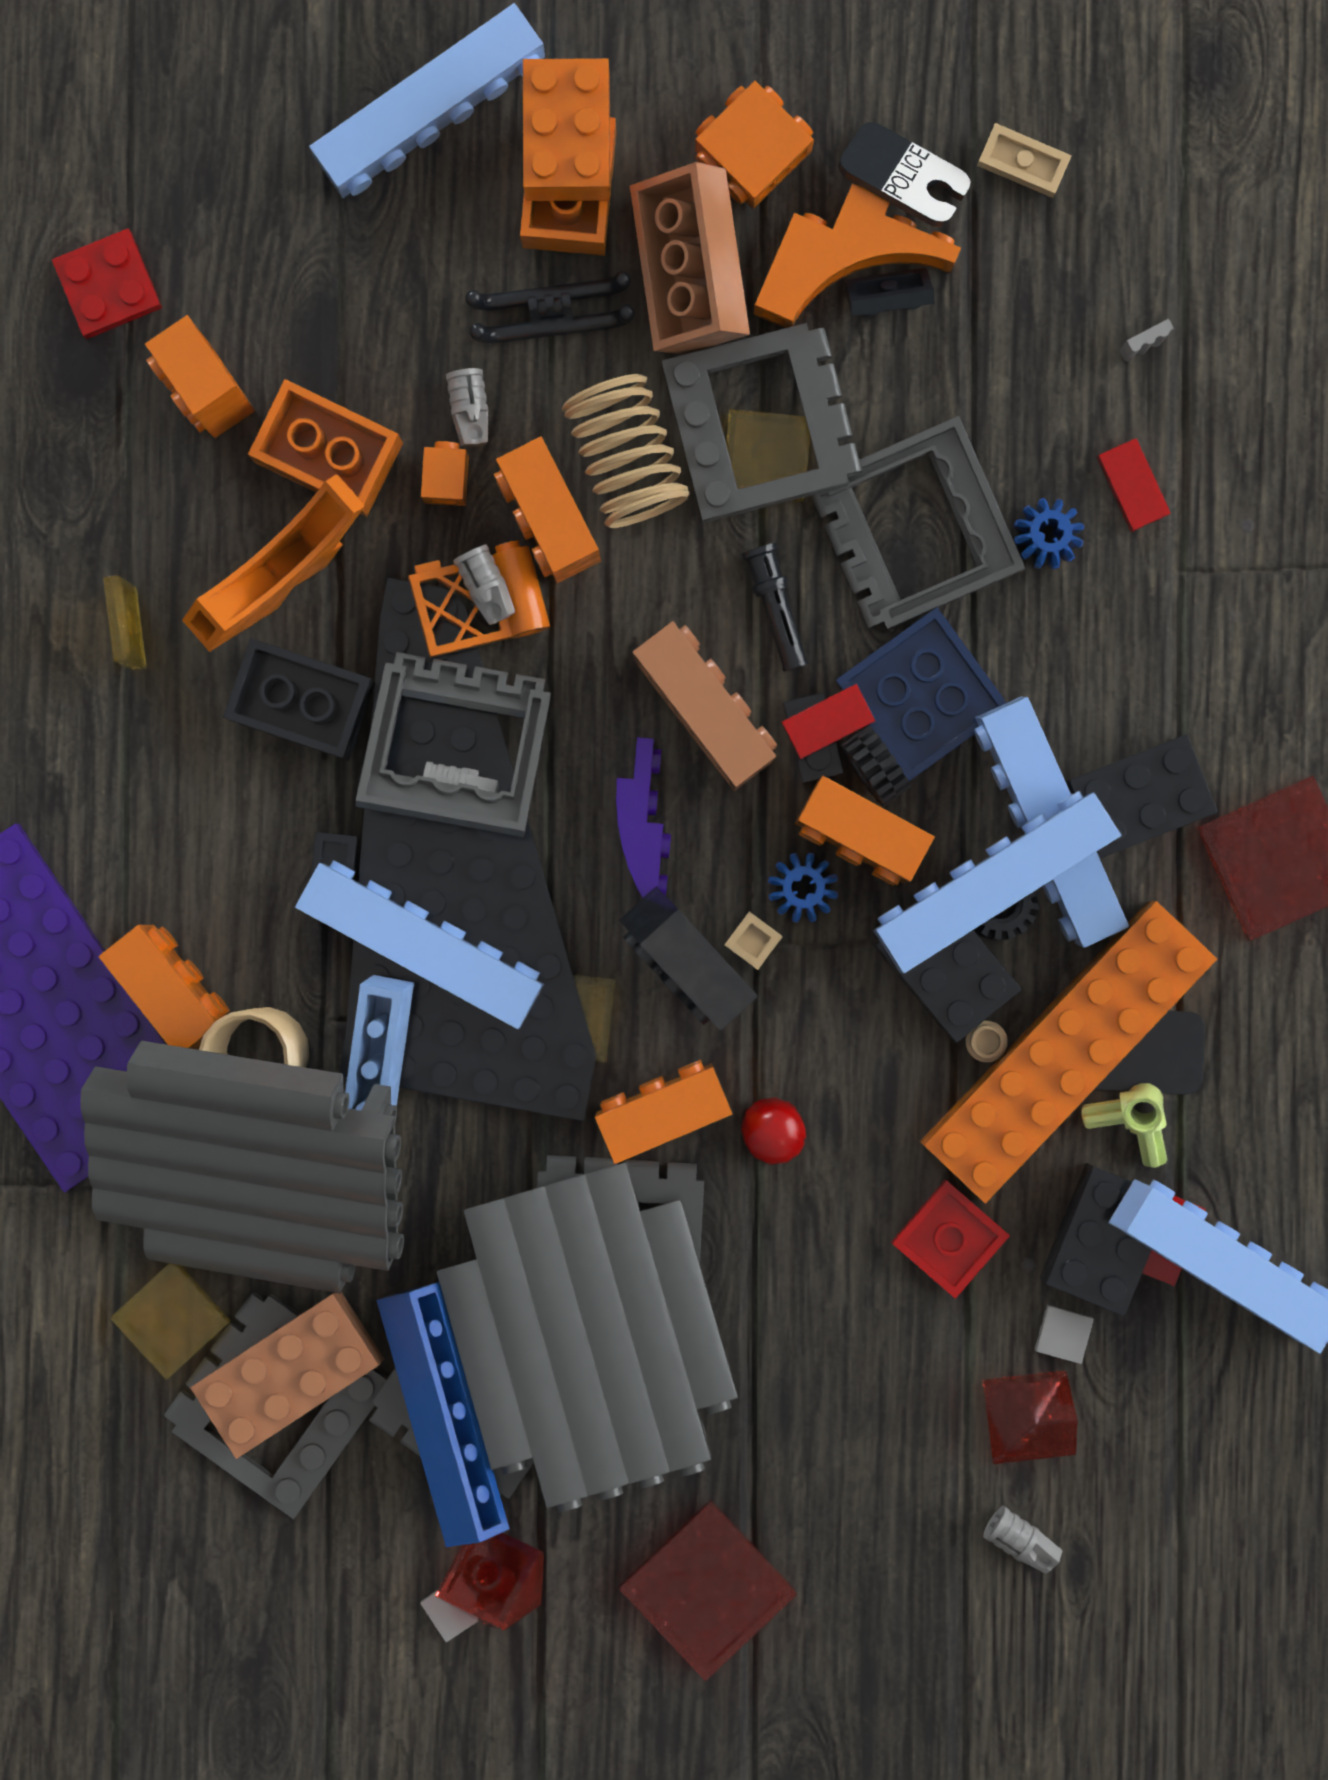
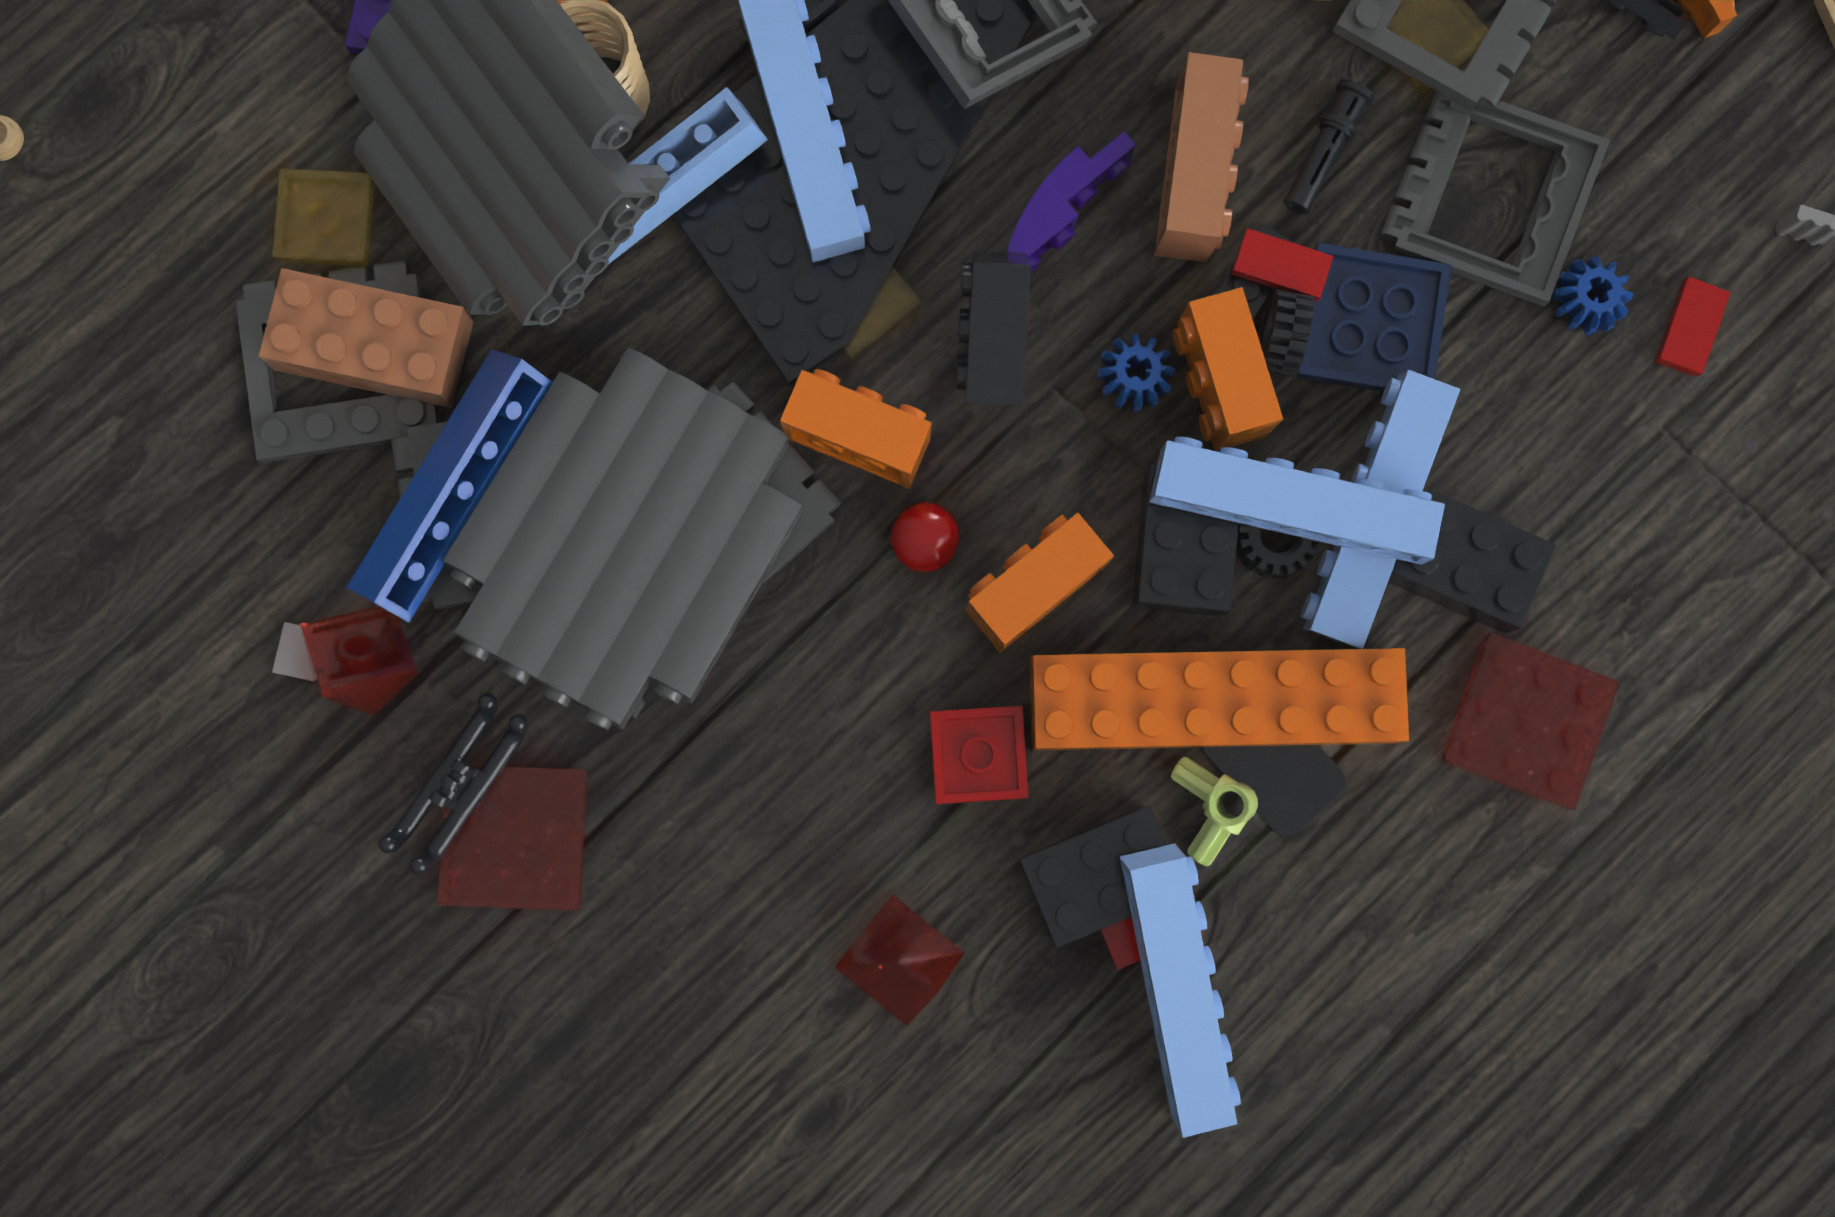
camera: 30 degrees right, 5 degrees down
(642, 1598) = (456, 785): none -> black piece
(753, 940) = (1057, 376): tan plate -> none
(878, 1095) = (1037, 580): none -> orange brick
(986, 1042) = (1159, 631): tan plate -> none
(1022, 1540) = (796, 1050): light grey hinge -> none
(1064, 1334) = (992, 921): light grey piece -> none

